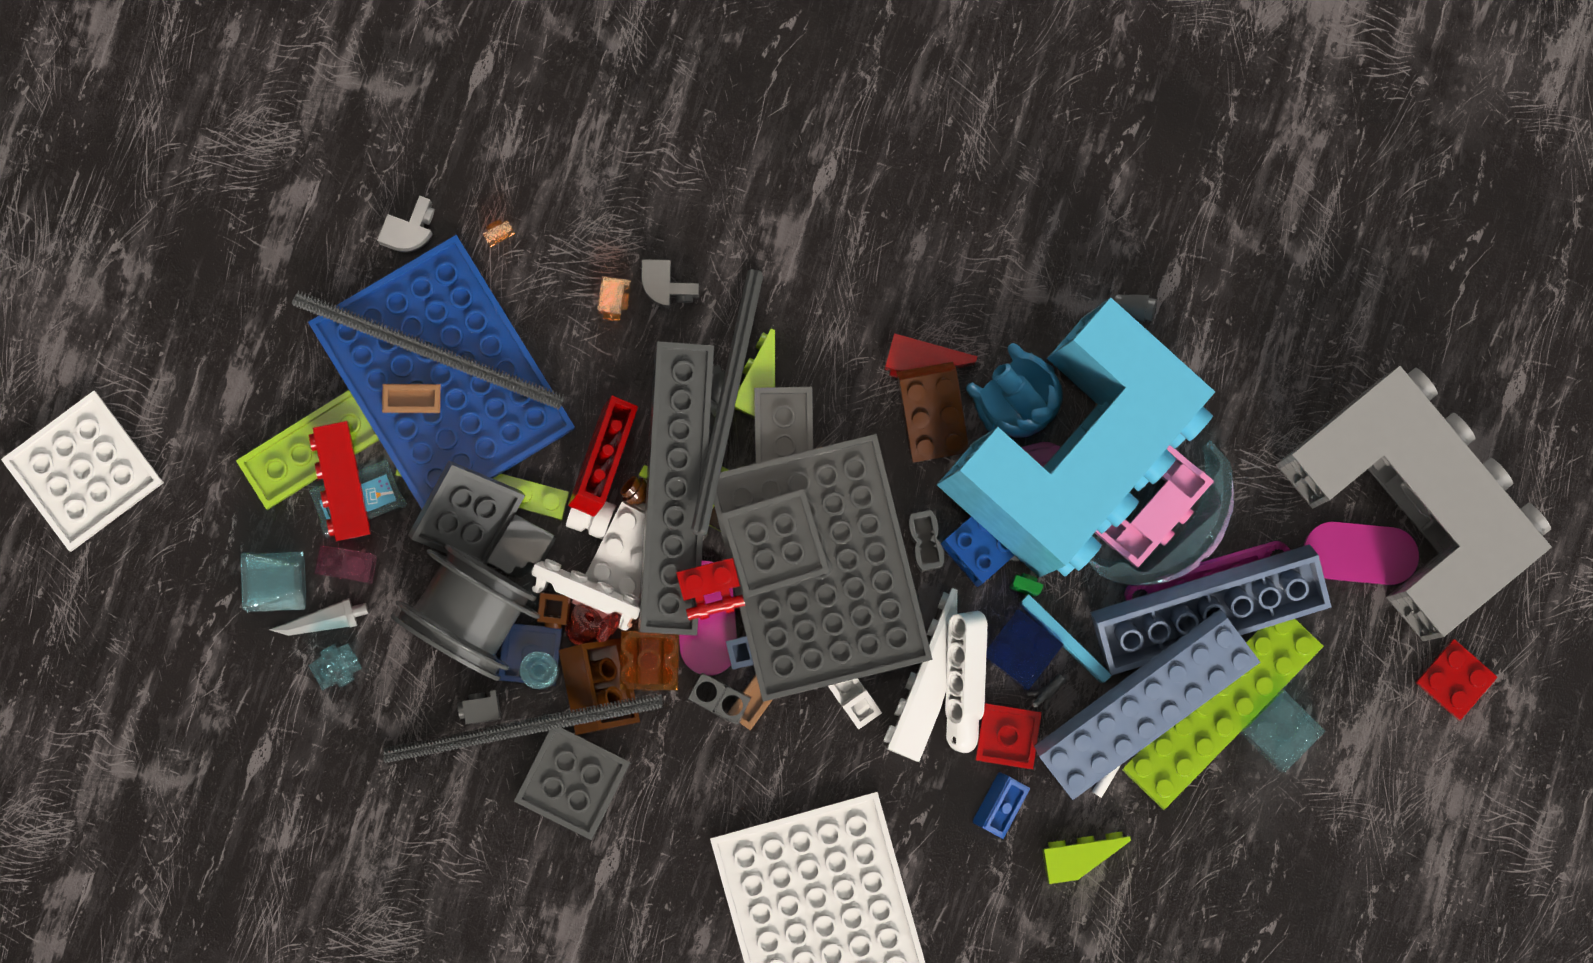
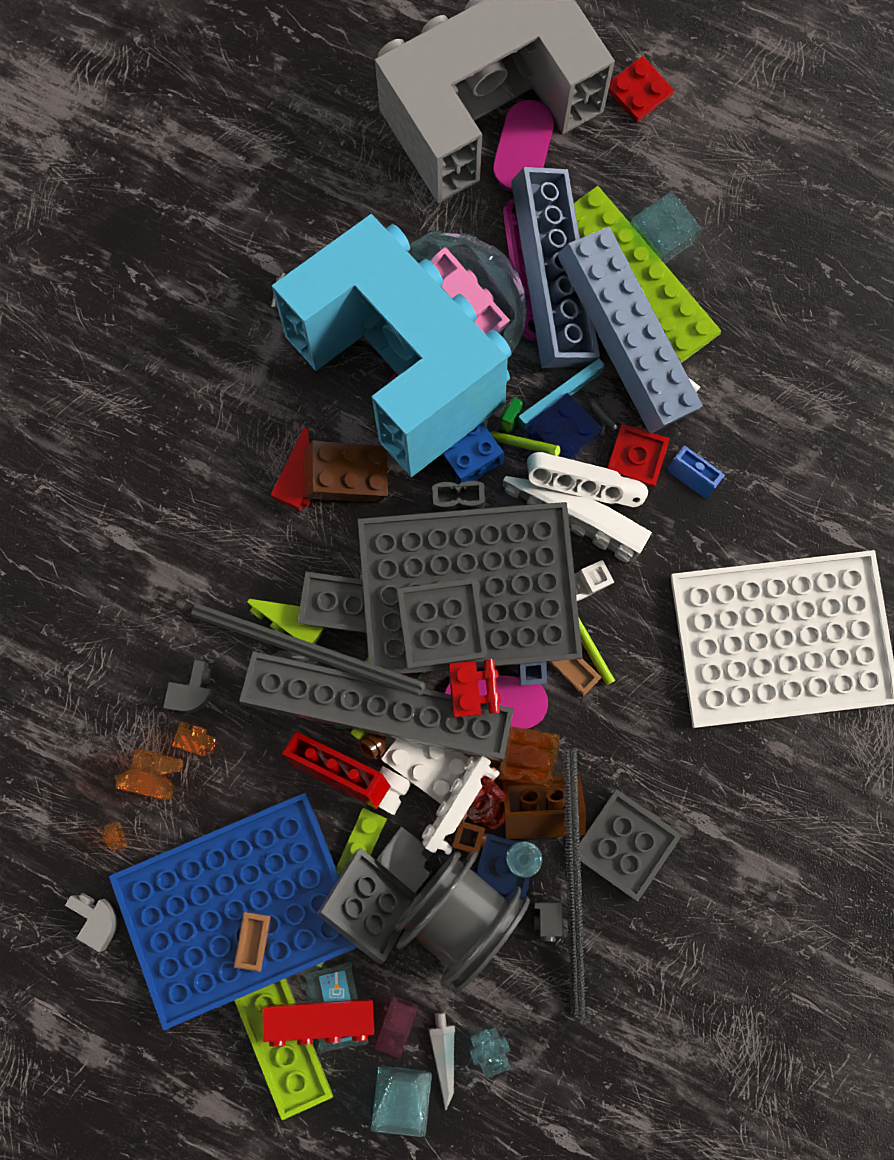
camera: 75 degrees left, 5 degrees down
(428, 350) = (209, 921): dark grey axle -> none
(569, 257) = (149, 774): none -> clear orange piece
(722, 693) = (569, 694): dark grey piece -> none
(778, 716) = (595, 655): none -> lime bar
(999, 606) = (526, 443): none -> lime bar
(1020, 395) = (344, 396): dark azure piece -> none
(1075, 860) = (753, 416): lime slope -> none

